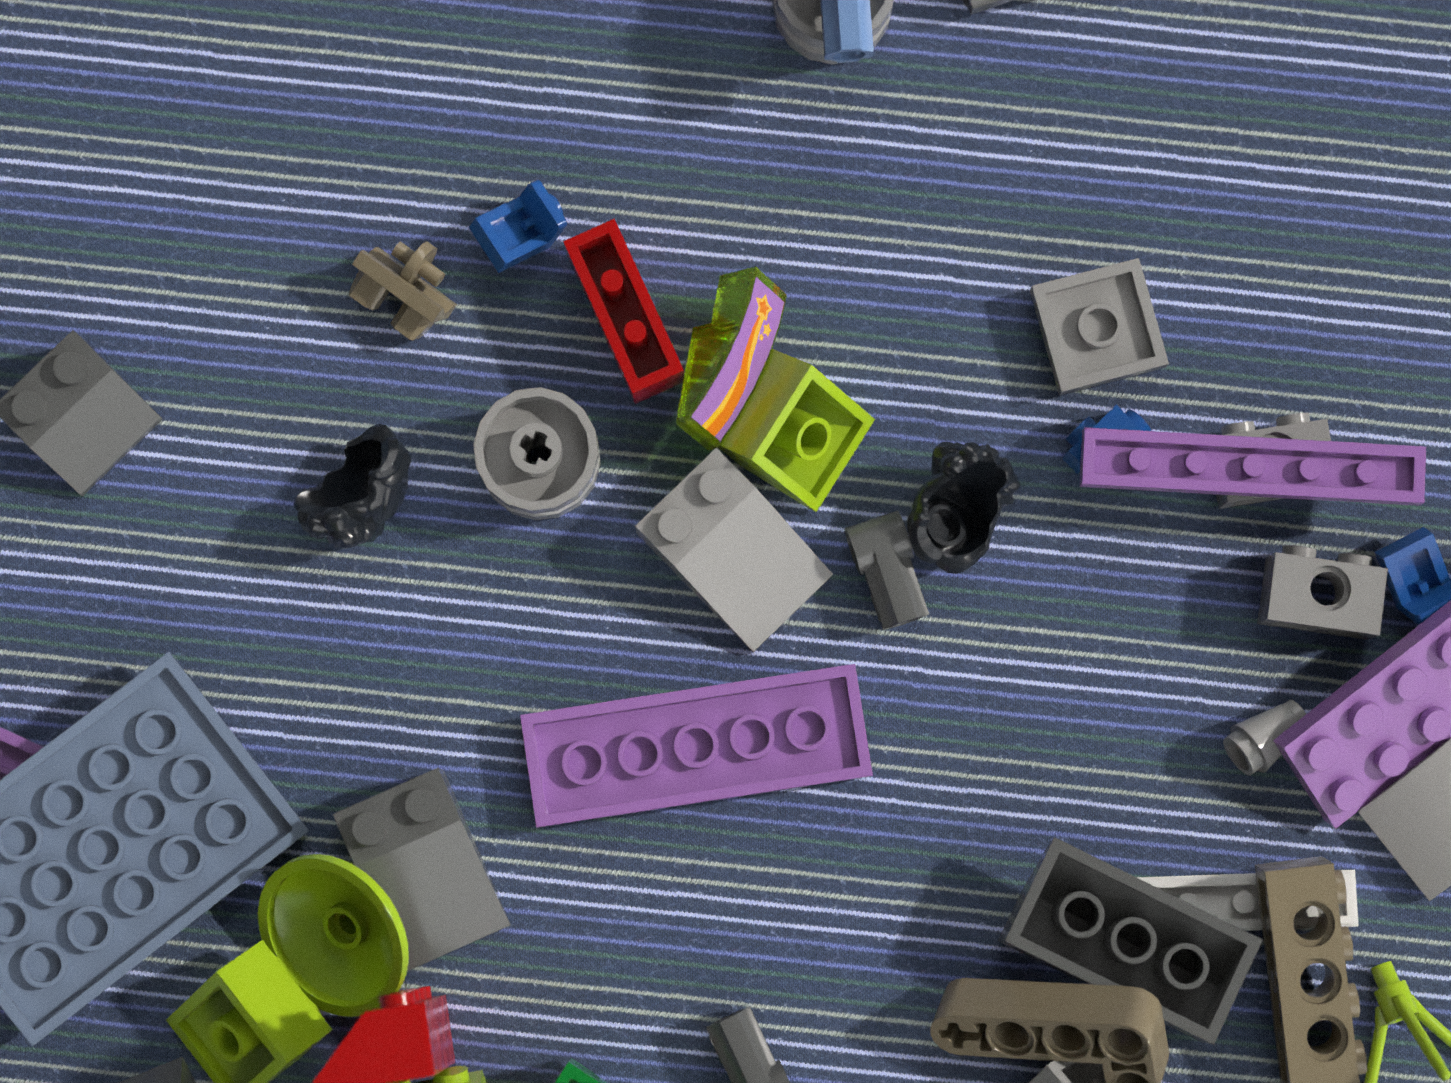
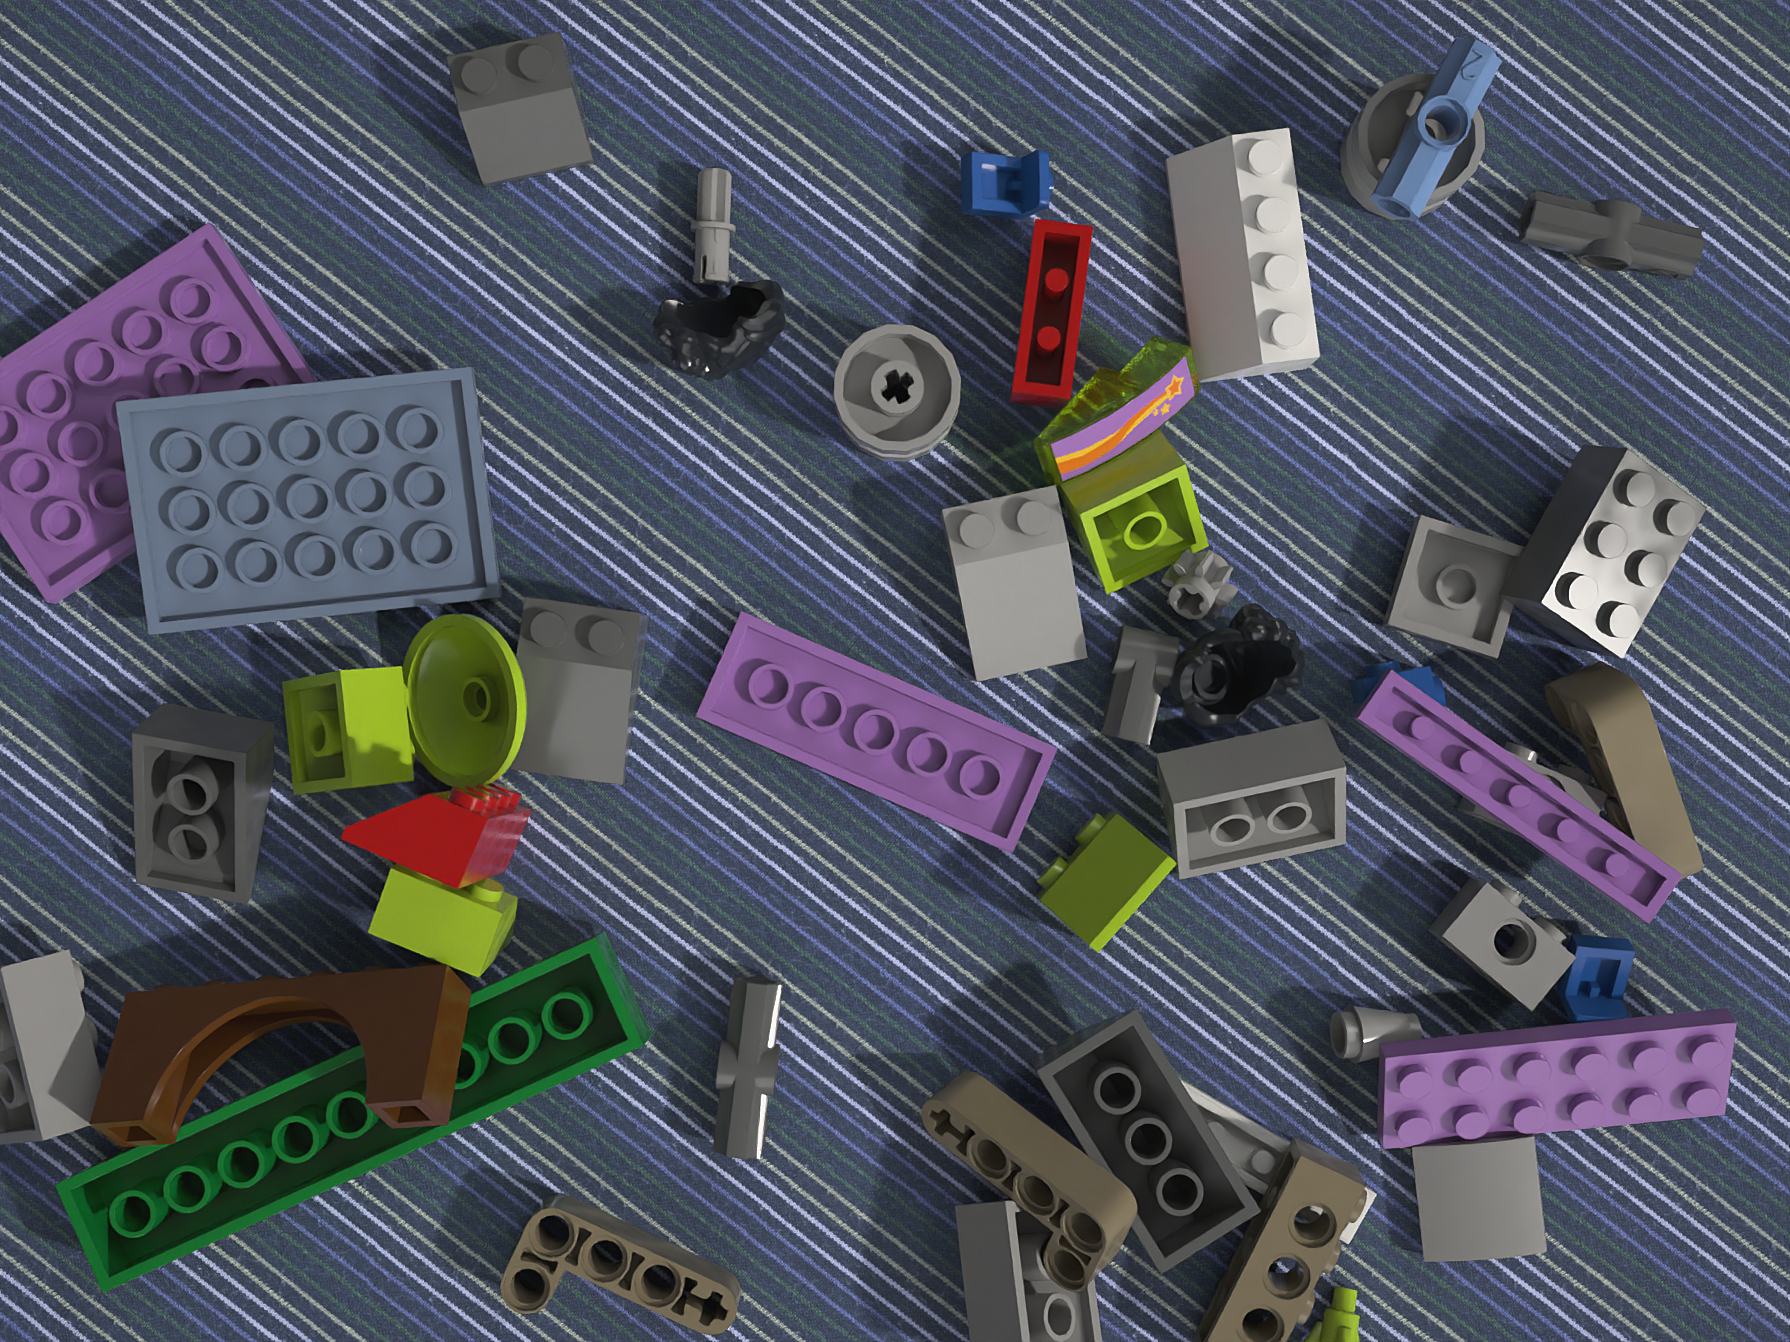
camera: 30 degrees right, 5 degrees up
(297, 411) = (712, 227): none -> light grey axle
(383, 274) = (861, 153): dark tan hips -> none
(752, 167) = (1242, 256): none -> white slope
(887, 456) = (1199, 585): none -> light grey gear
(959, 747) = (1103, 878): none -> lime slope
(1043, 605) = (1253, 798): none -> light grey slope
(1196, 223) = (1603, 550): none -> brick
(1328, 383) = (1627, 760): none -> dark tan beam

